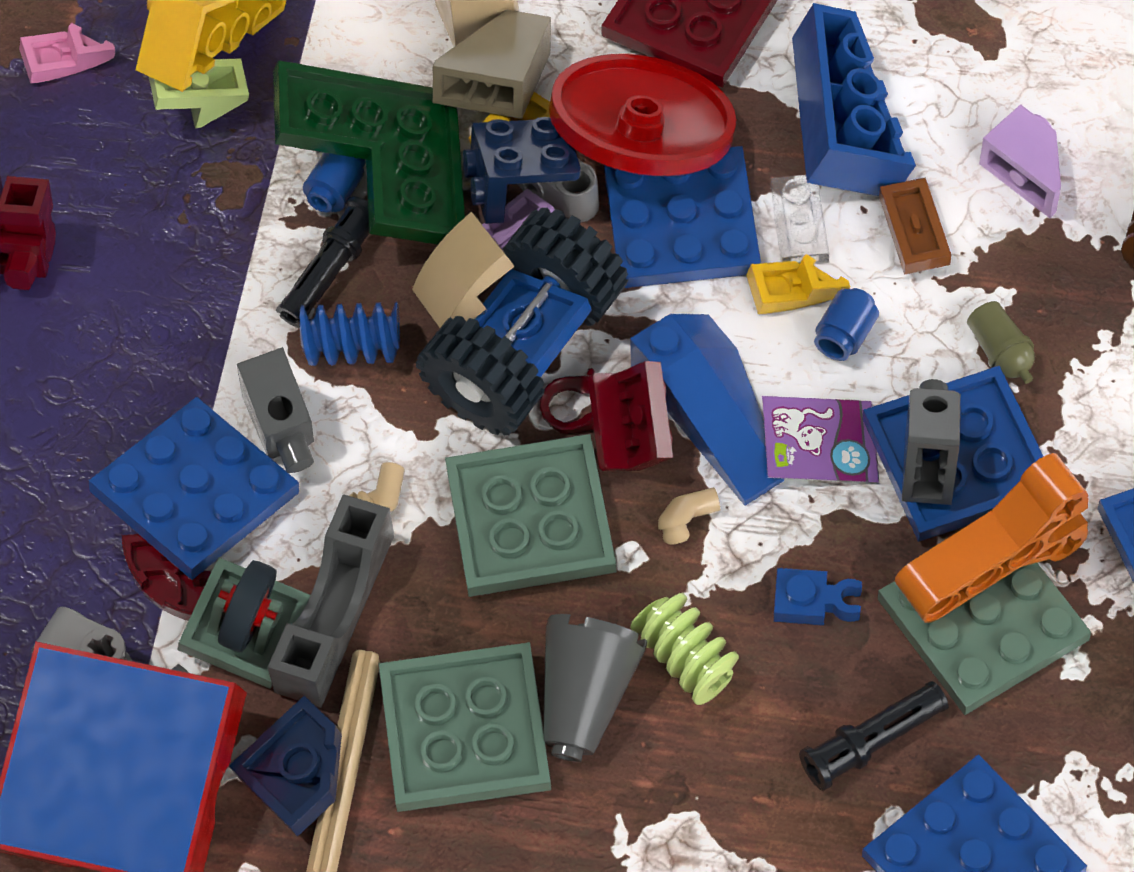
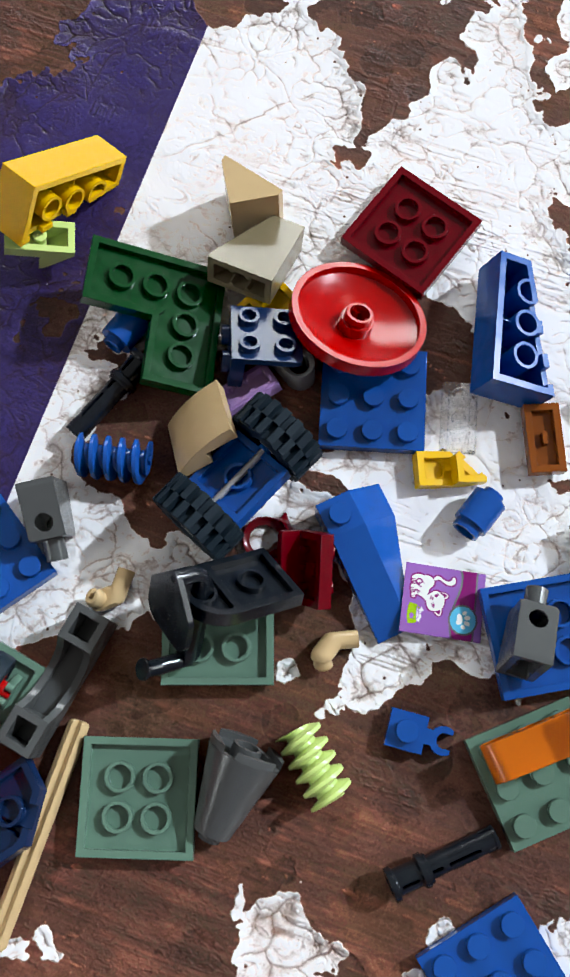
camera: 10 degrees right, 15 degrees up
(484, 457) = (217, 595): none -> black plate

